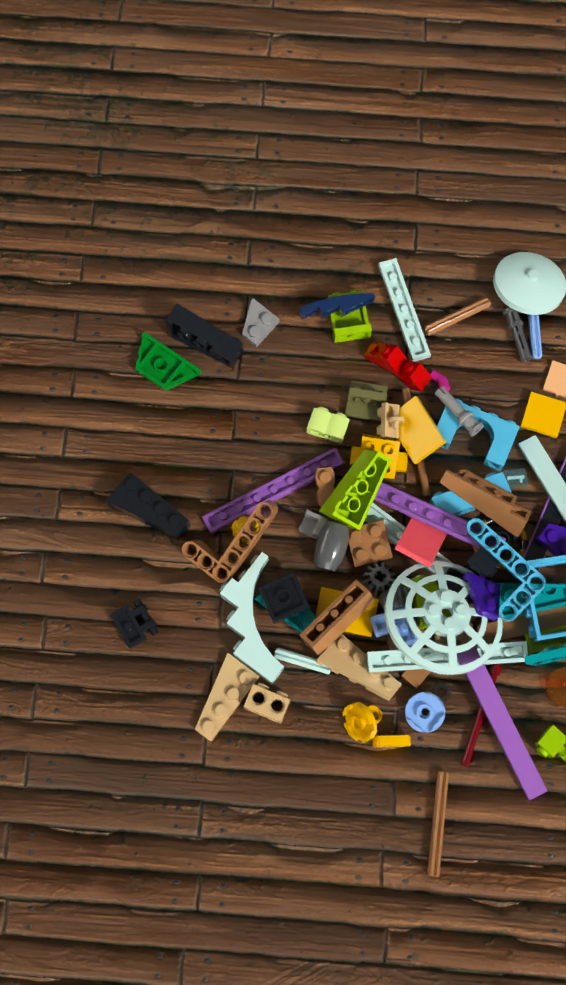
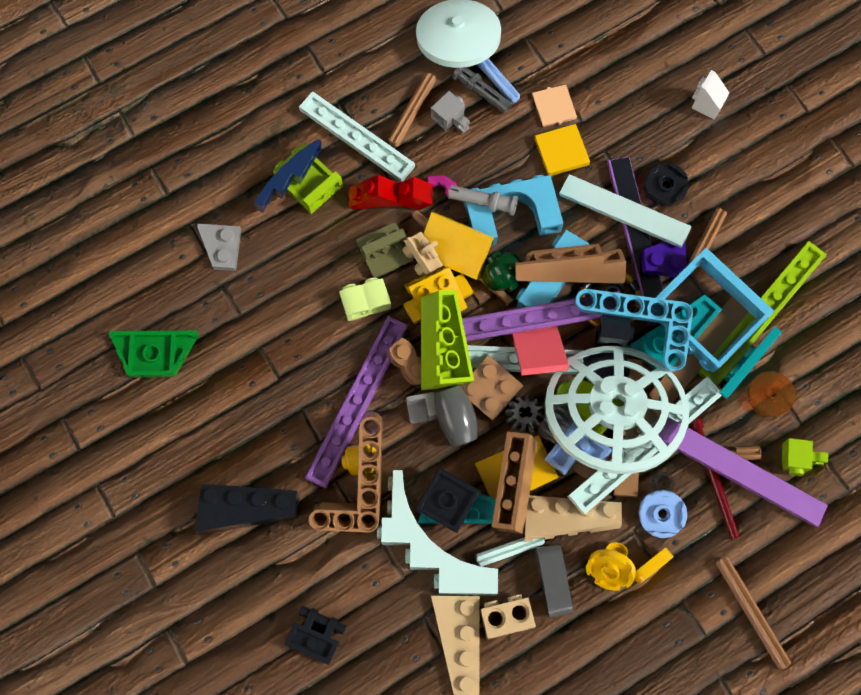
camera: 35 degrees left, 0 degrees up
(203, 336) = (175, 295): black wedge -> none
(316, 702) = (554, 580): none -> dark grey beam
(433, 468) = (500, 272): none -> dark green plant
(482, 334) = (450, 112): none -> light grey brick
(484, 595) = (639, 359): dark purple wing -> none
(516, 477) = (580, 226): clear light blue sticker -> none
(517, 714) = (748, 453): none -> medium nougat axle

